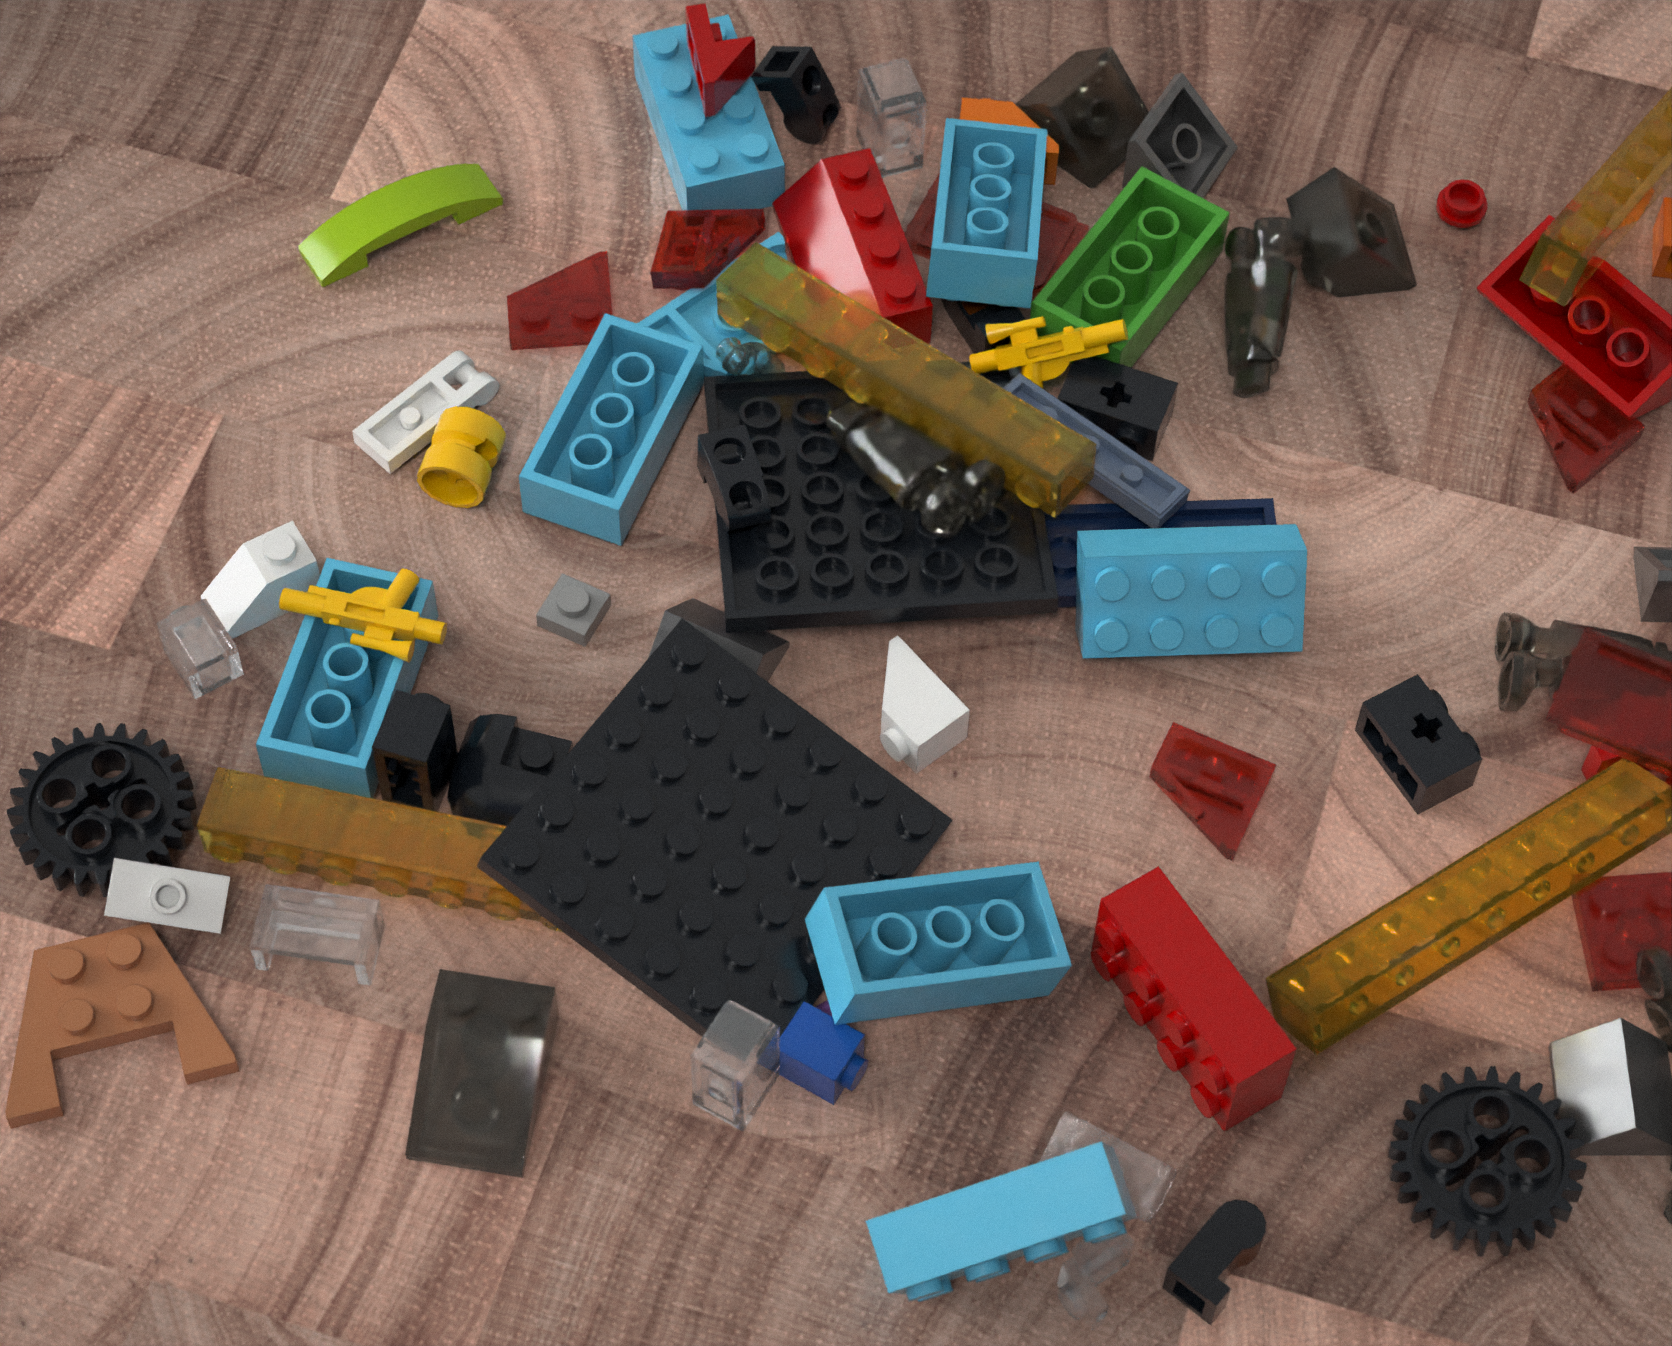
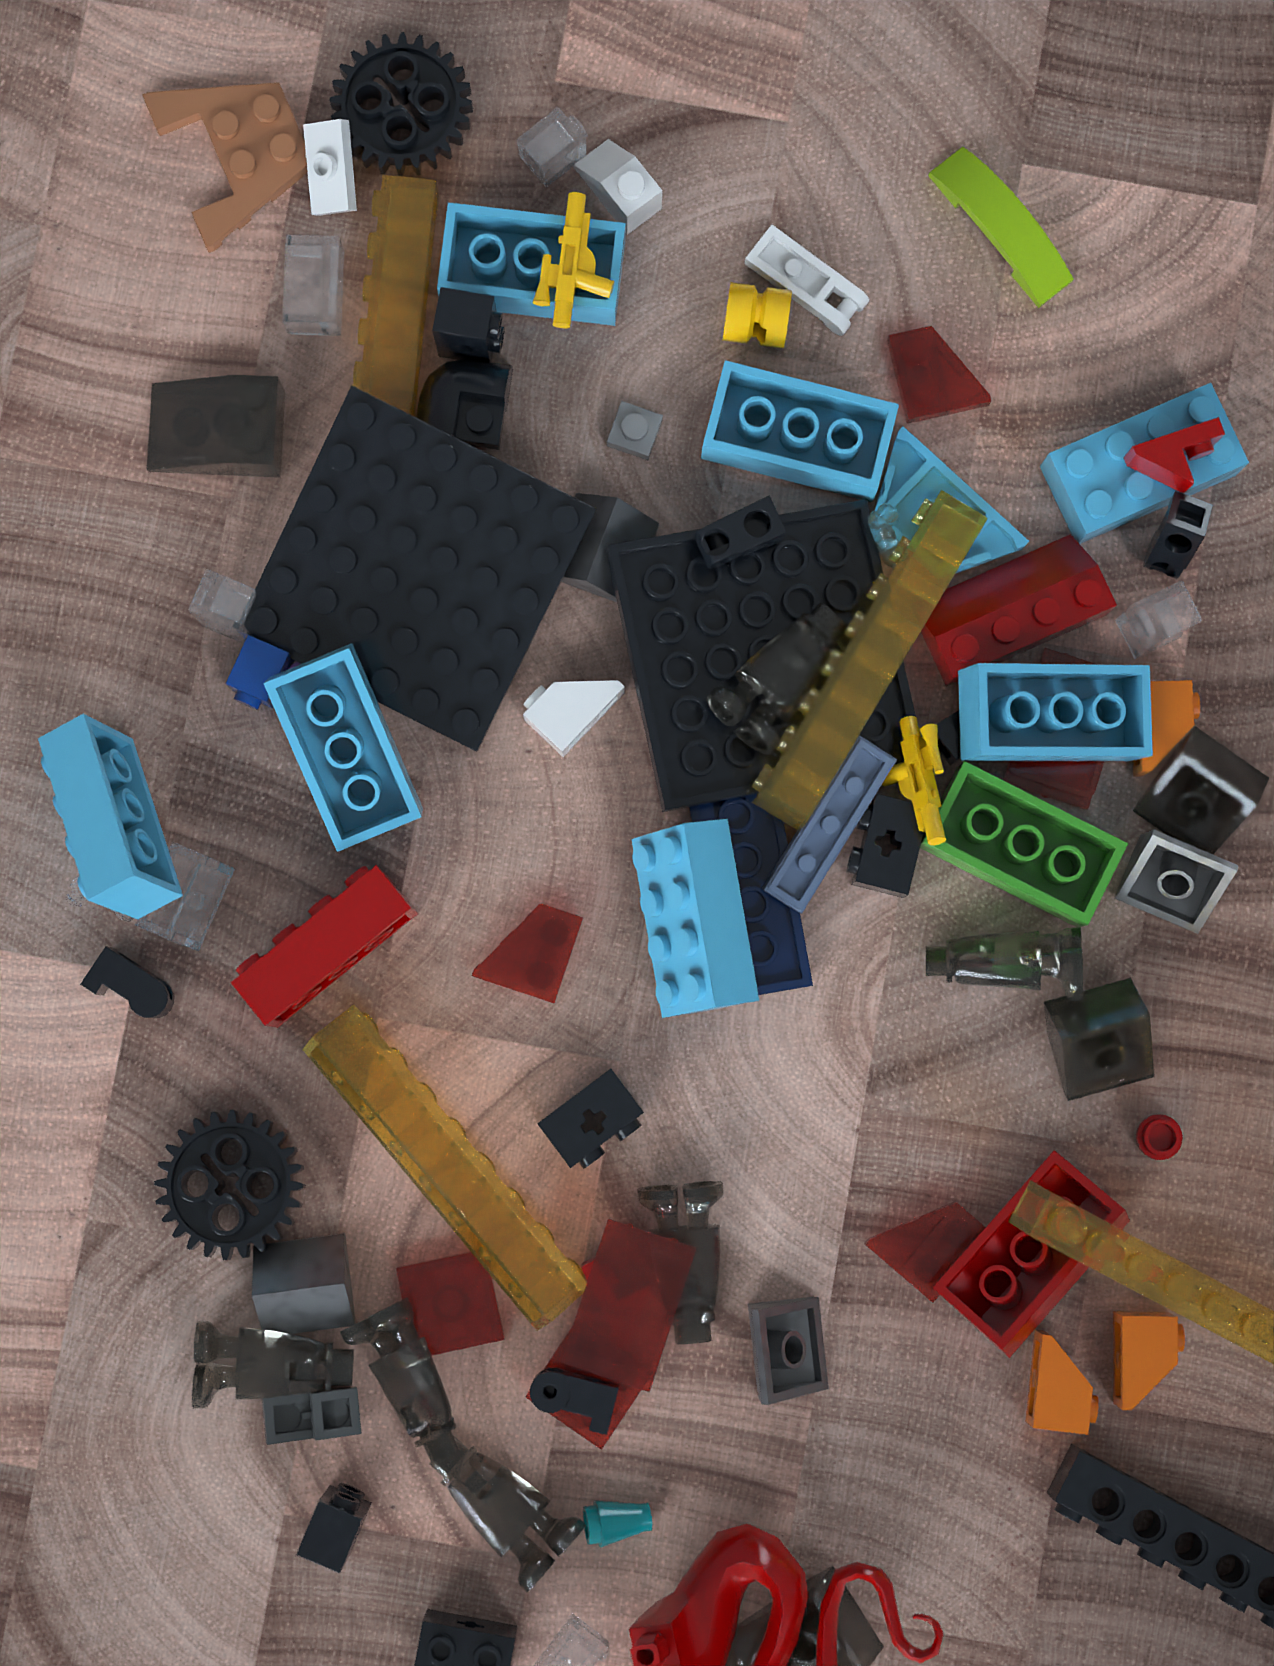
camera: 80 degrees right, 25 degrees up
(701, 245) = (1004, 477): clear red wing -> none

